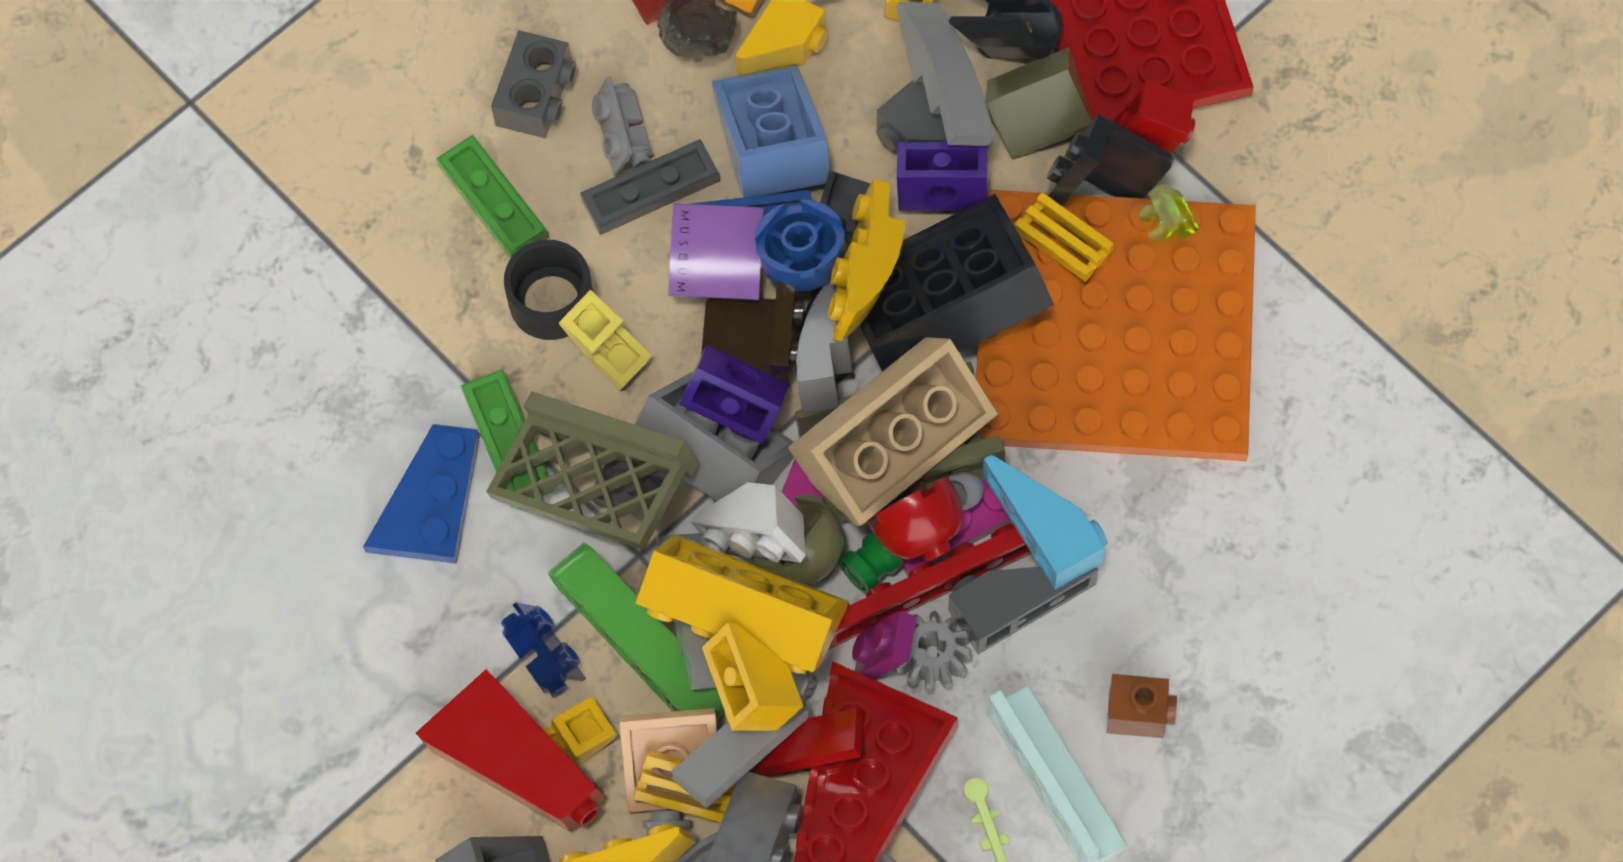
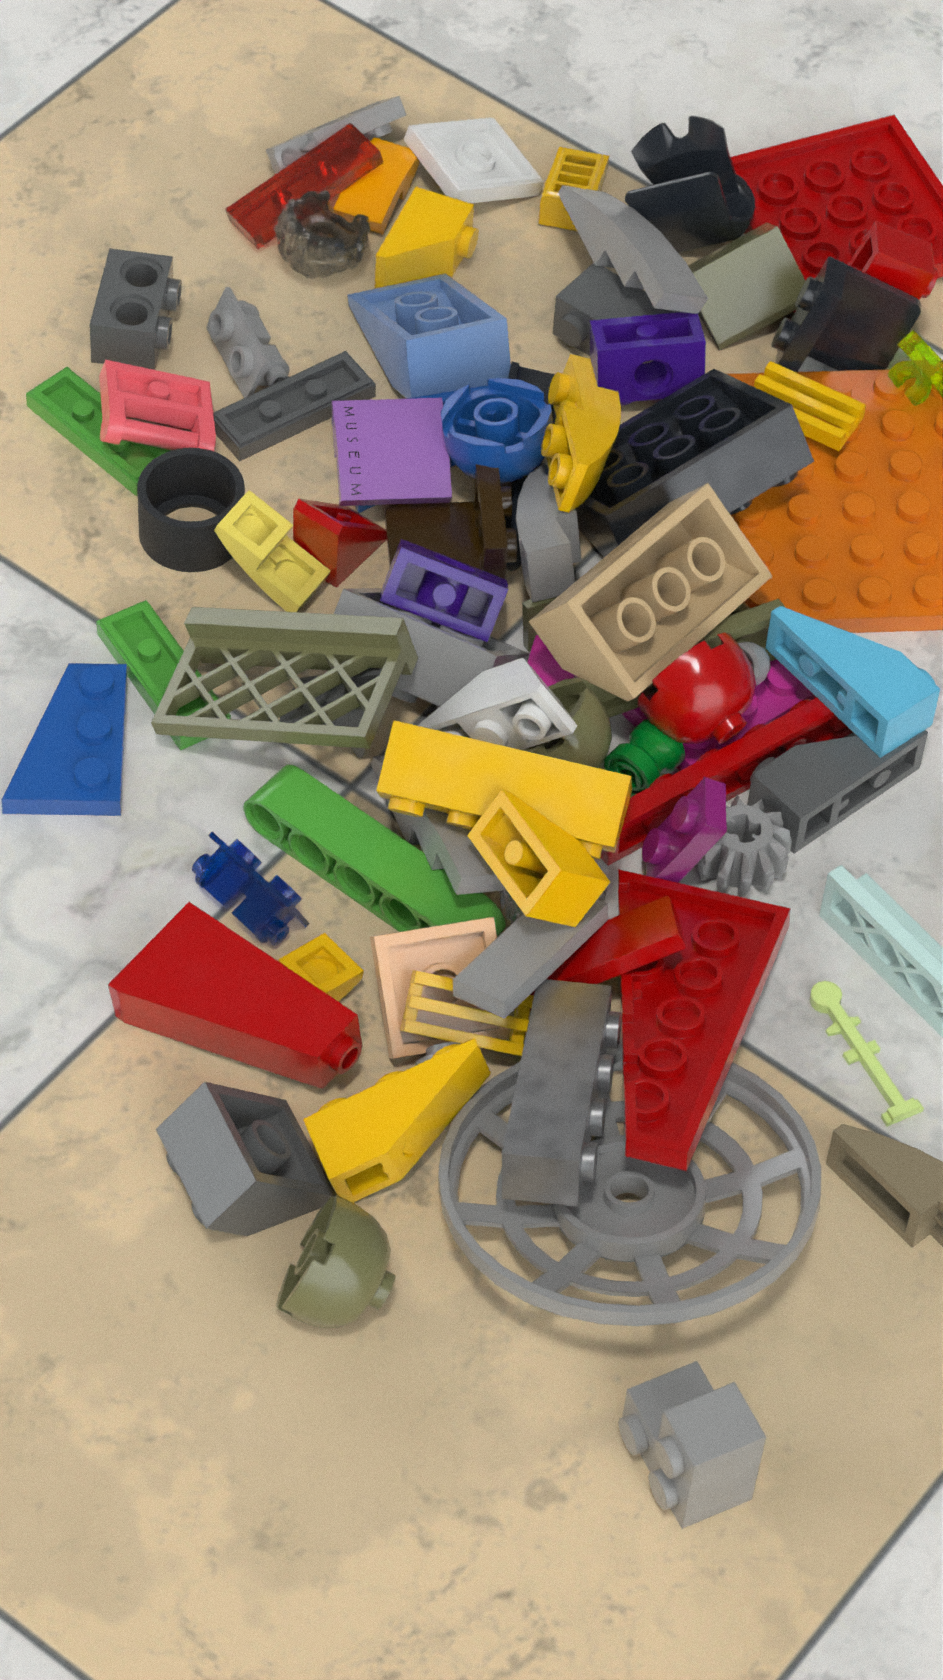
camera: 15 degrees left, 15 degrees down
(538, 178) = (157, 398): none -> coral plate
(662, 323) = (335, 536): none -> red slope

